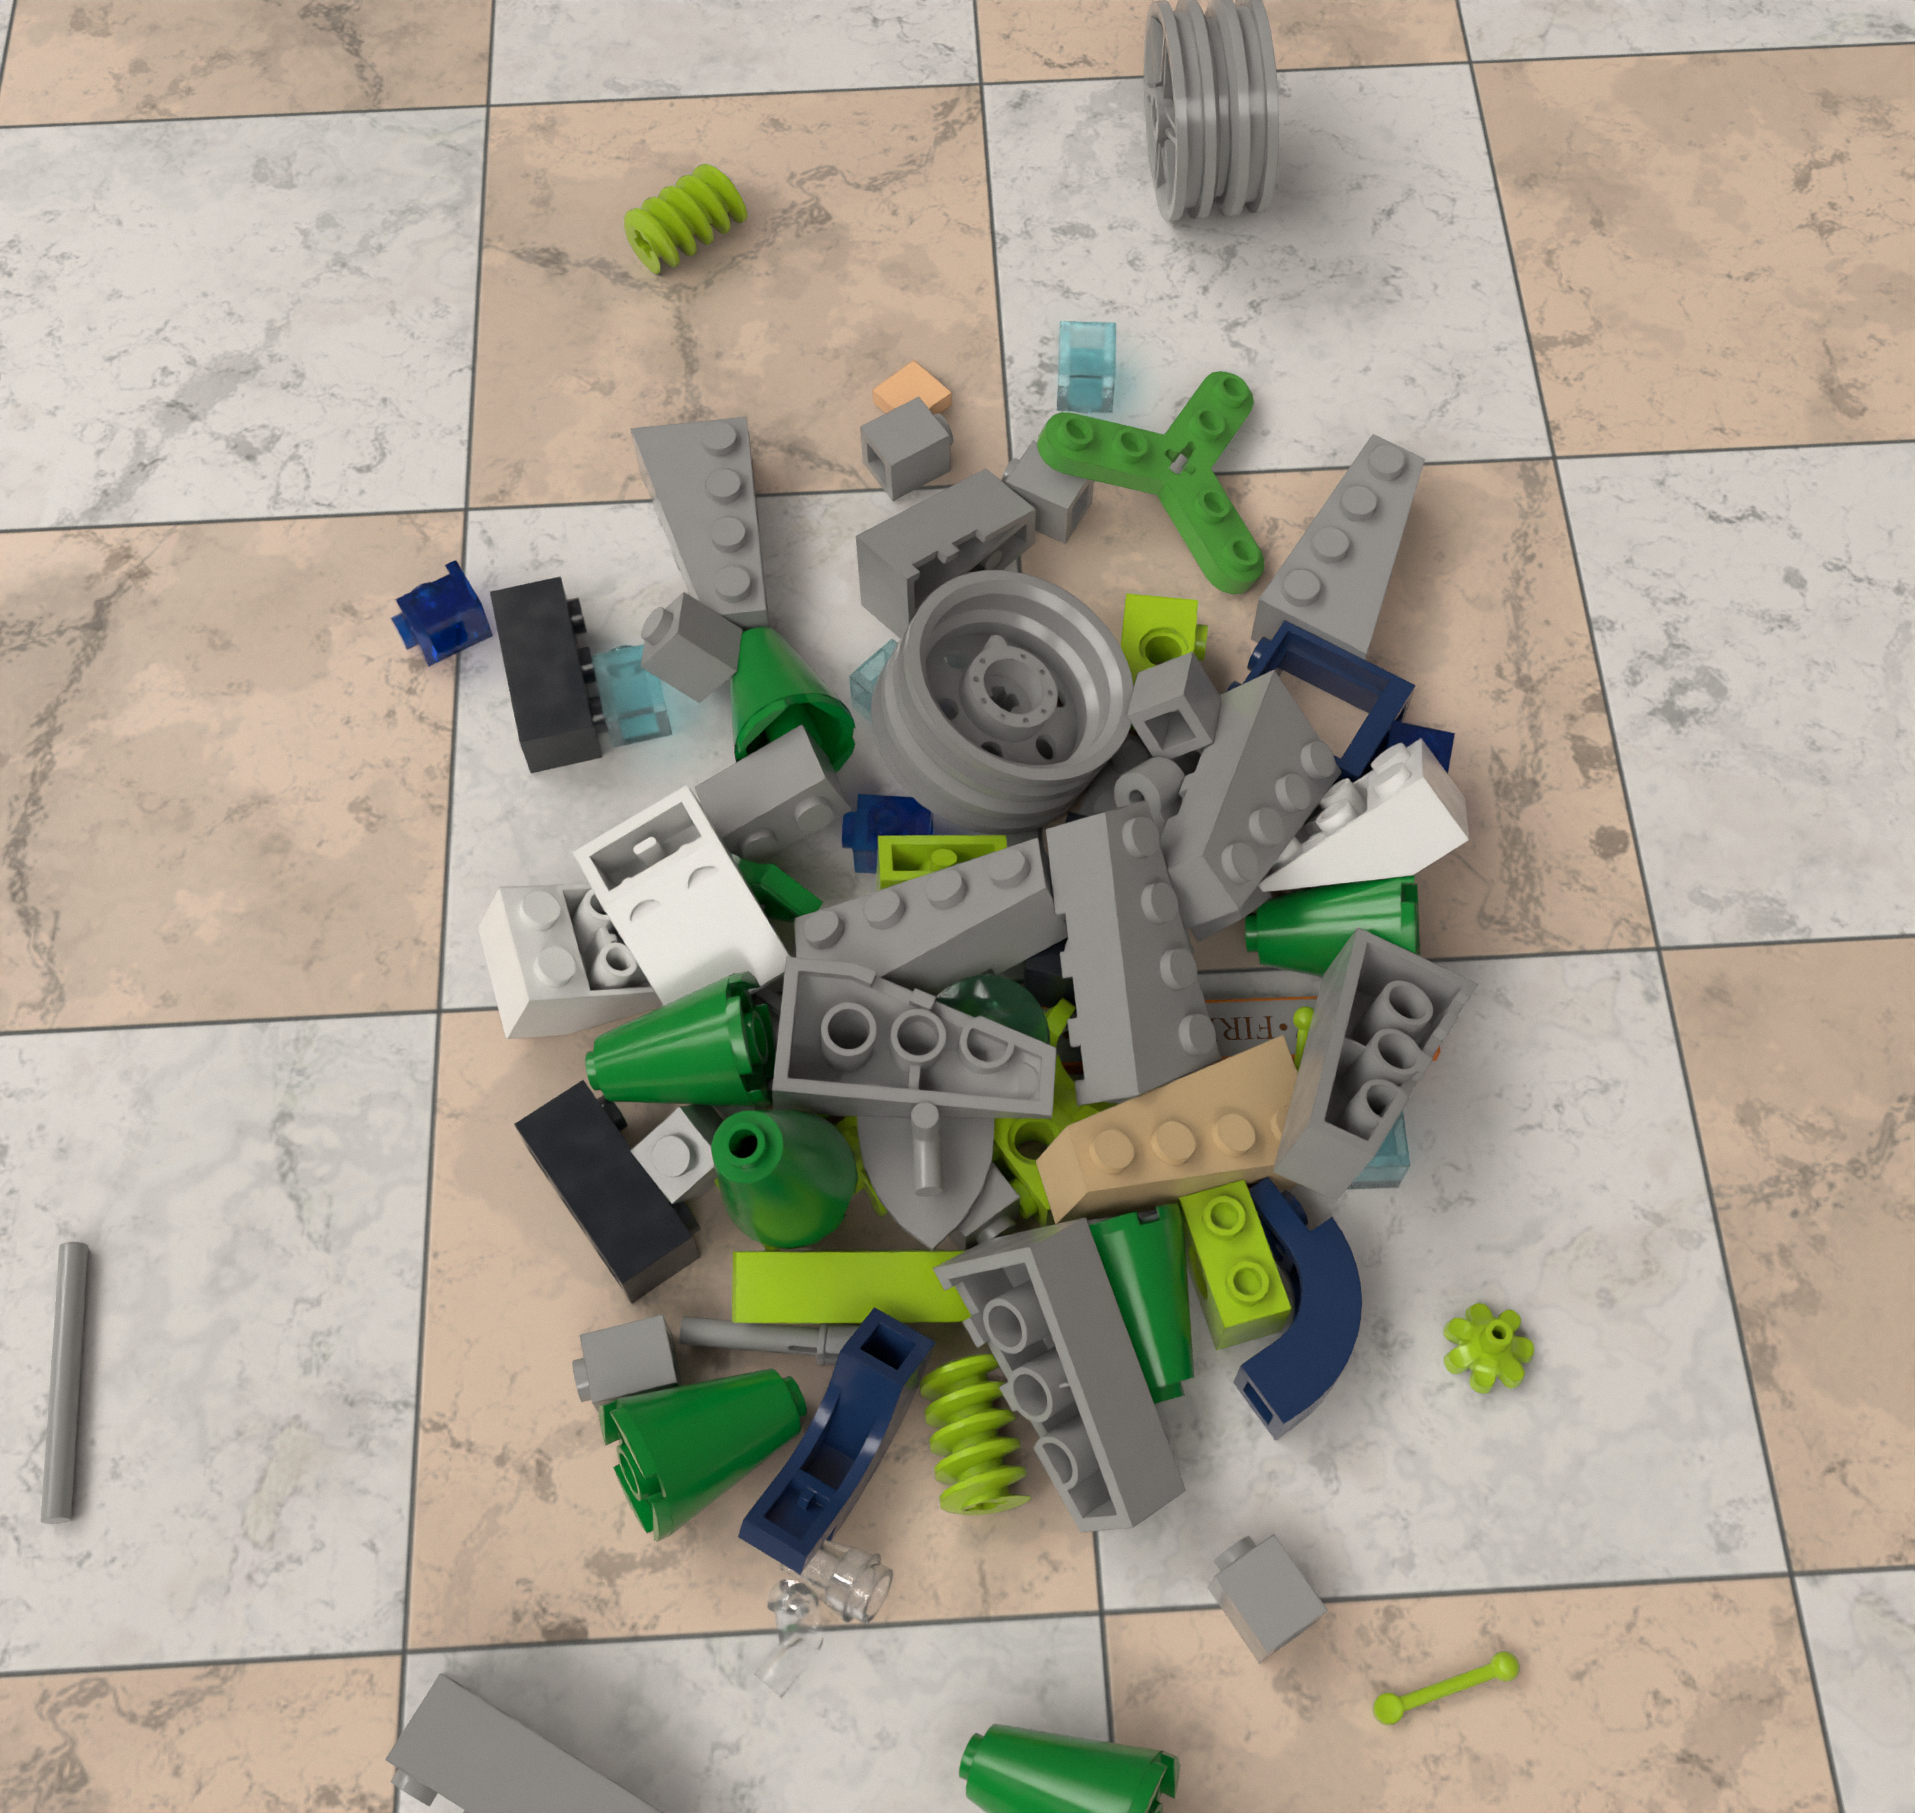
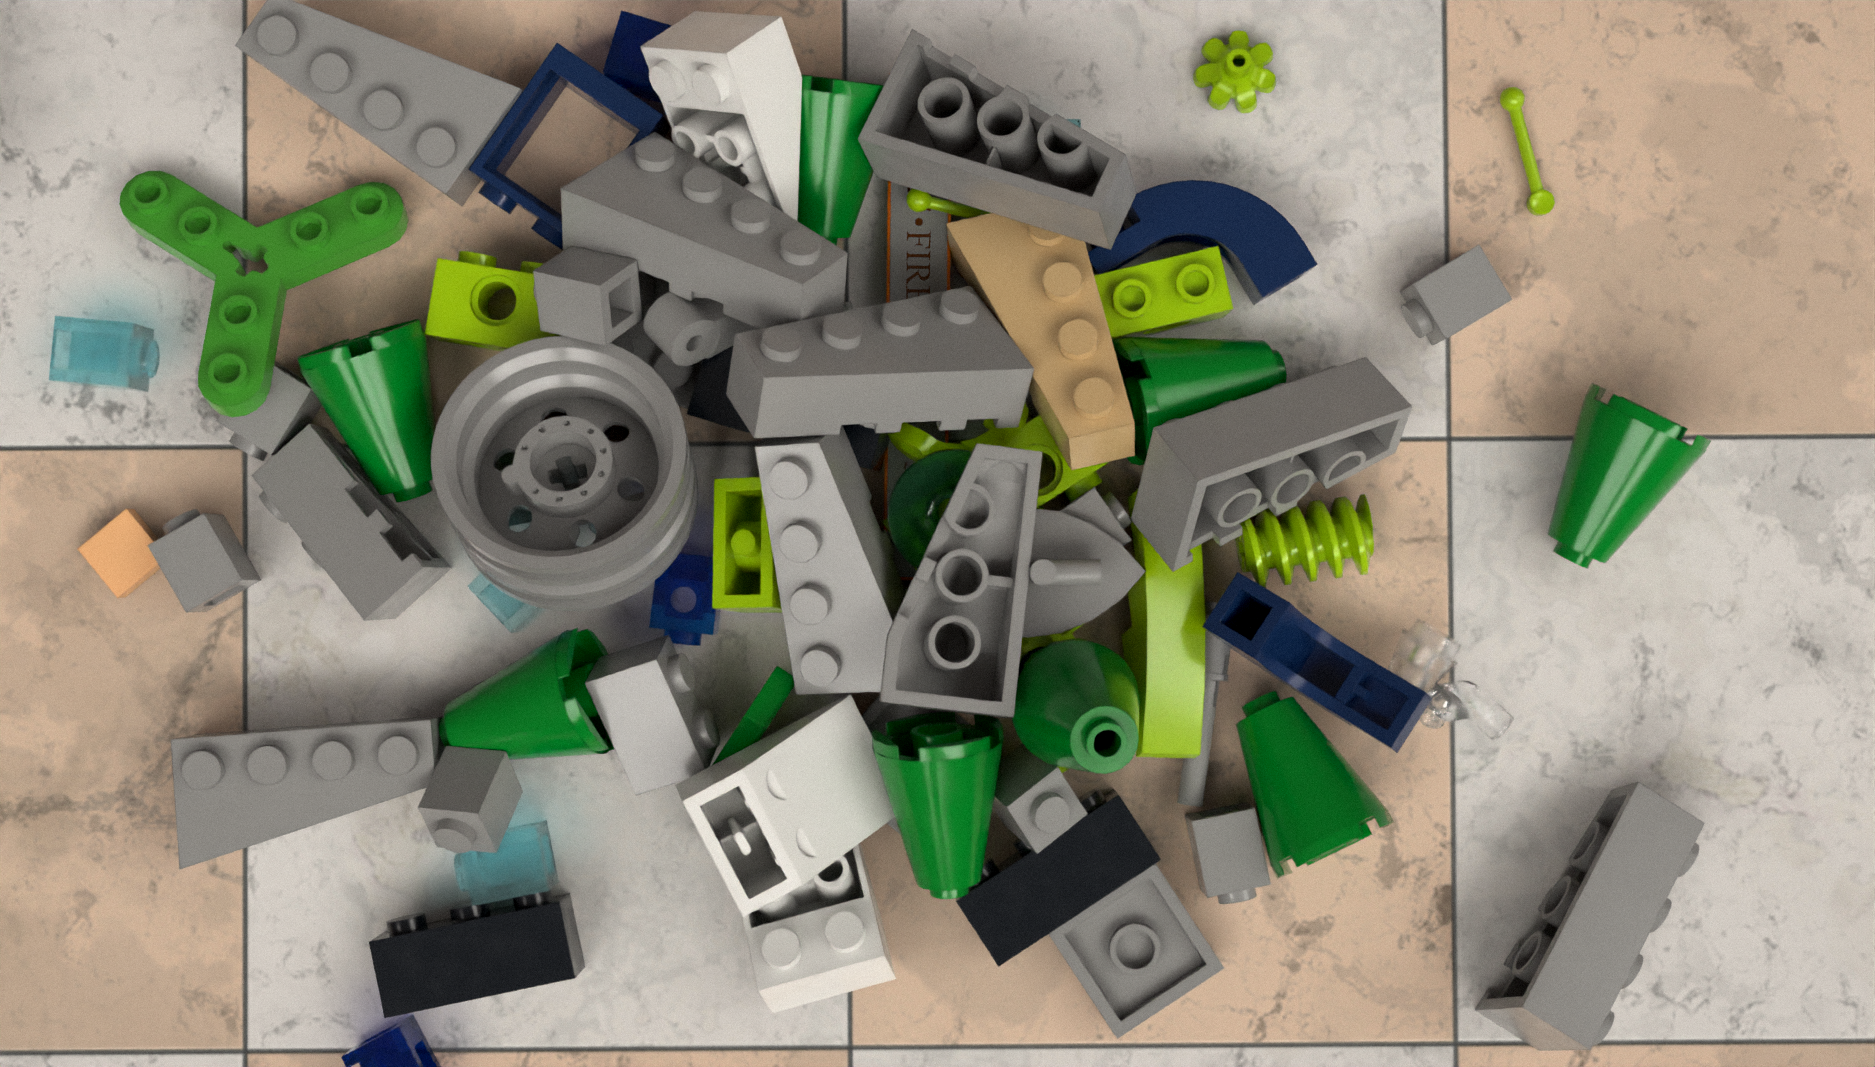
camera: 85 degrees left, 25 degrees up
(528, 1277) = (1136, 951): none -> light grey plate
(1075, 553) = (380, 404): none -> green cone

